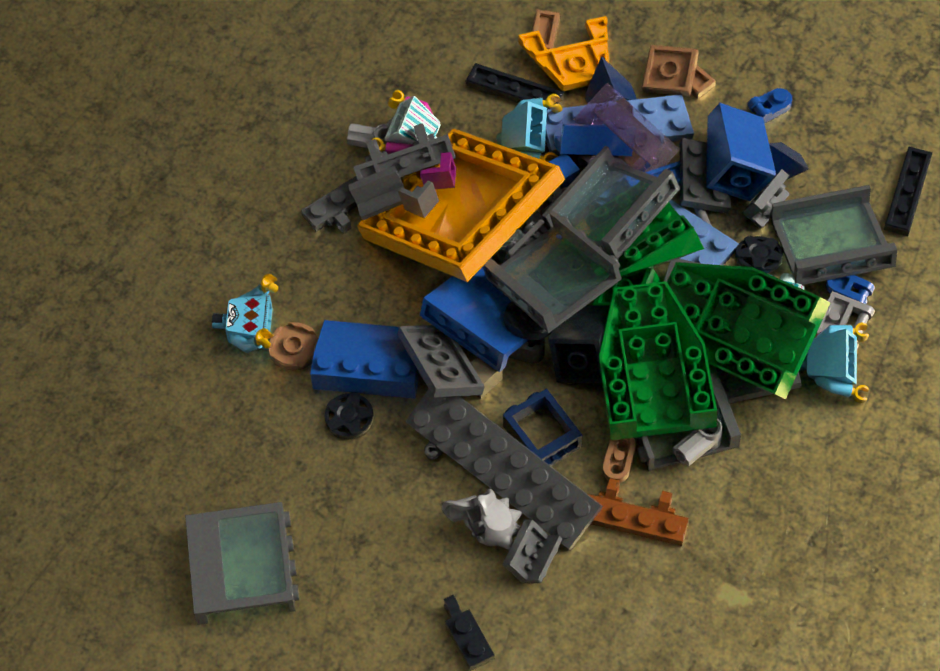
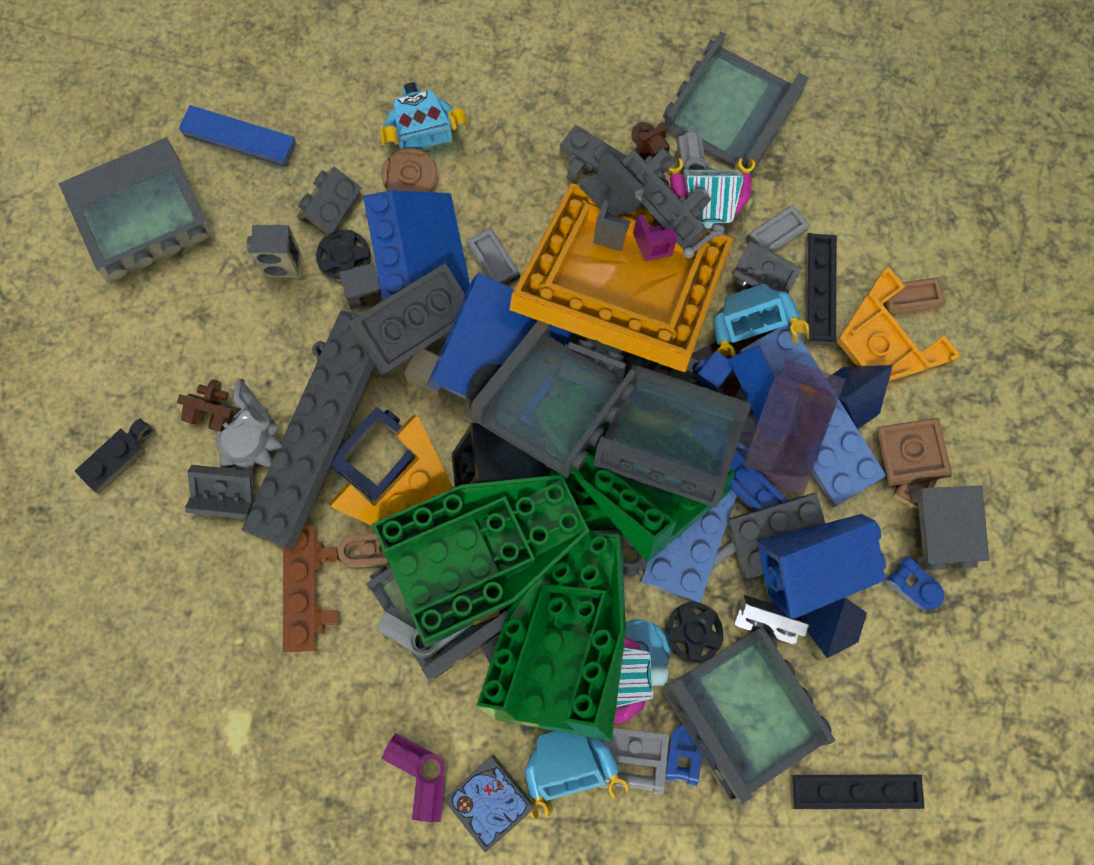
camera: 65 degrees right, 15 degrees up
(197, 470) = (237, 135): none -> blue tile
(292, 412) = (329, 199): none -> dark grey bracket
(333, 94) = (732, 105): none -> clear light blue panel
(333, 454) = (274, 250): none -> dark grey brick
(351, 155) = (649, 139): none -> reddish brown hips
(386, 404) = (359, 283): none -> dark grey panel
(396, 305) = (493, 257): none -> light grey tile
(454, 101) = (779, 229): none -> light grey tile
(458, 154) = (717, 230): none -> light grey hinge
(461, 539) = (196, 405): none -> reddish brown hips
(486, 116) = (765, 267): none -> dark grey bracket
(584, 405) = (417, 483): none -> light orange wing
(736, 63) = (952, 526): none -> dark grey panel
(798, 466) = (428, 792): none -> magenta piece
(846, 424) = (489, 803): none -> tile

